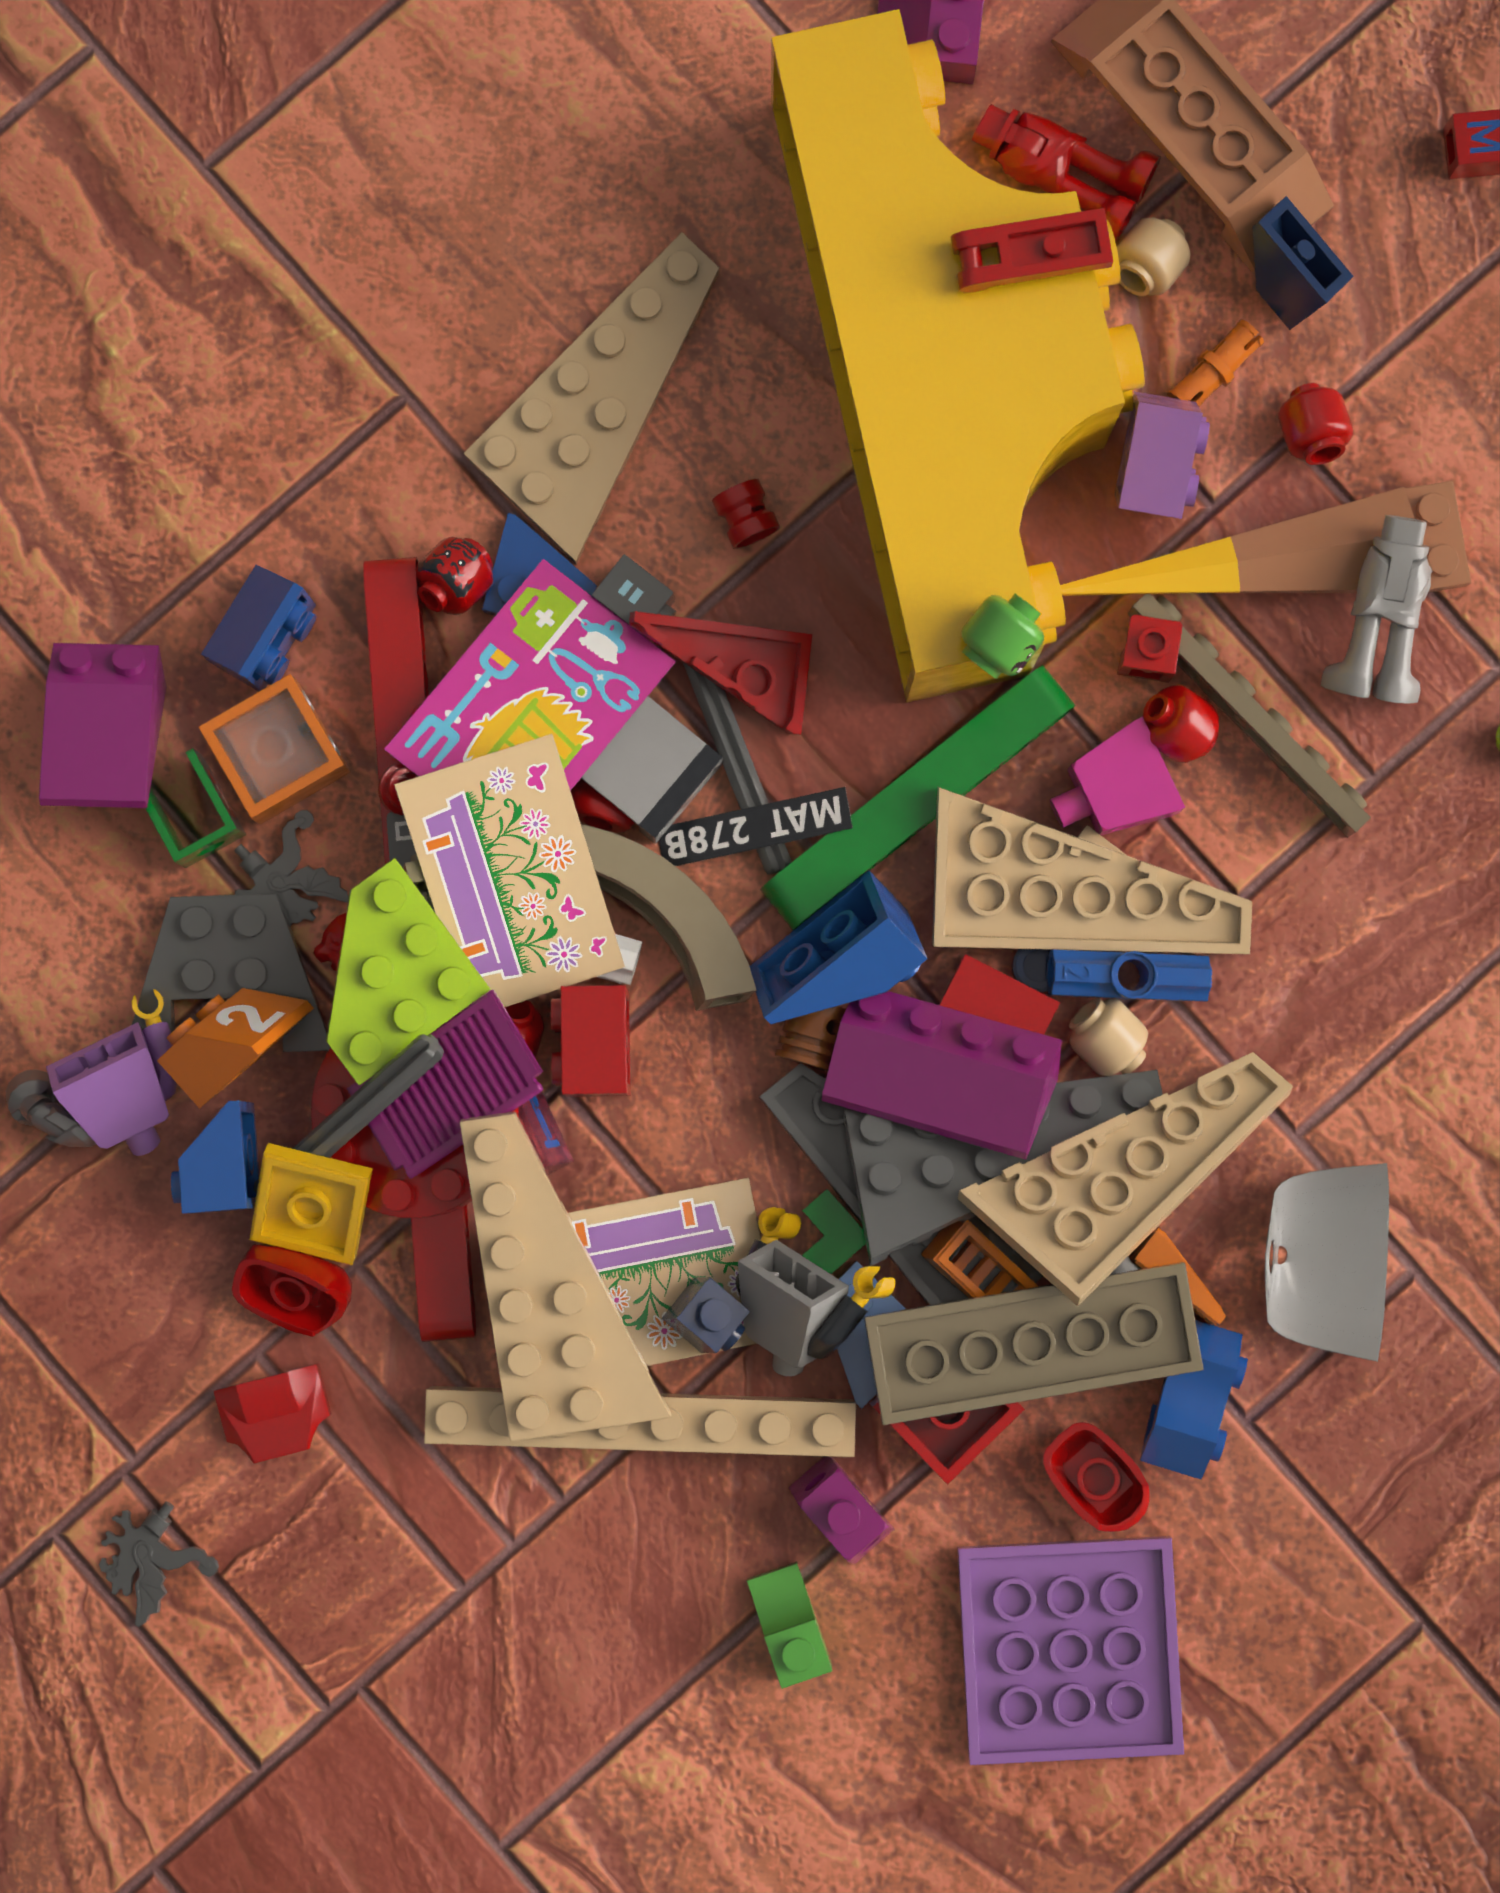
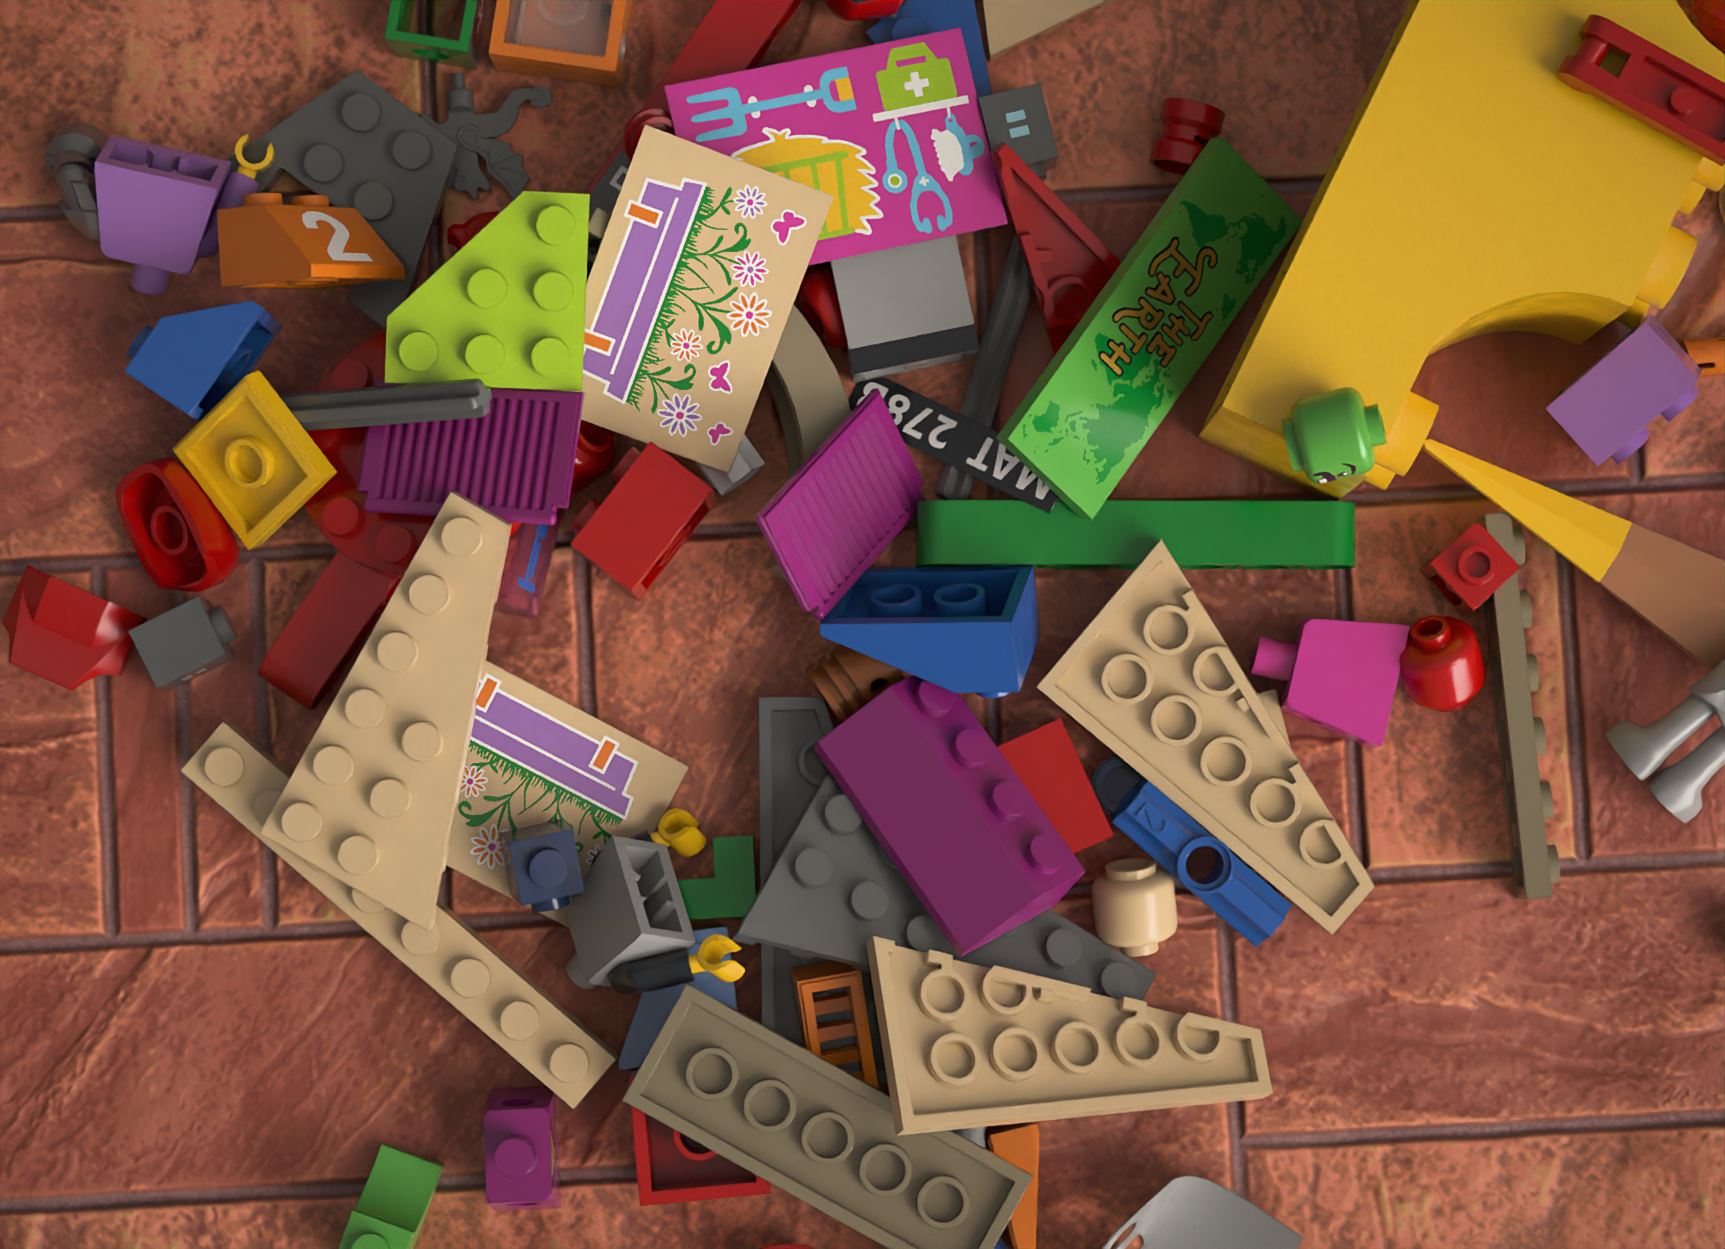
camera: 35 degrees right, 0 degrees up
(358, 1358) = (185, 642): none -> dark grey brick
(717, 929) = (842, 506): none -> magenta window
(822, 656) = (1150, 329): none -> bright green tile

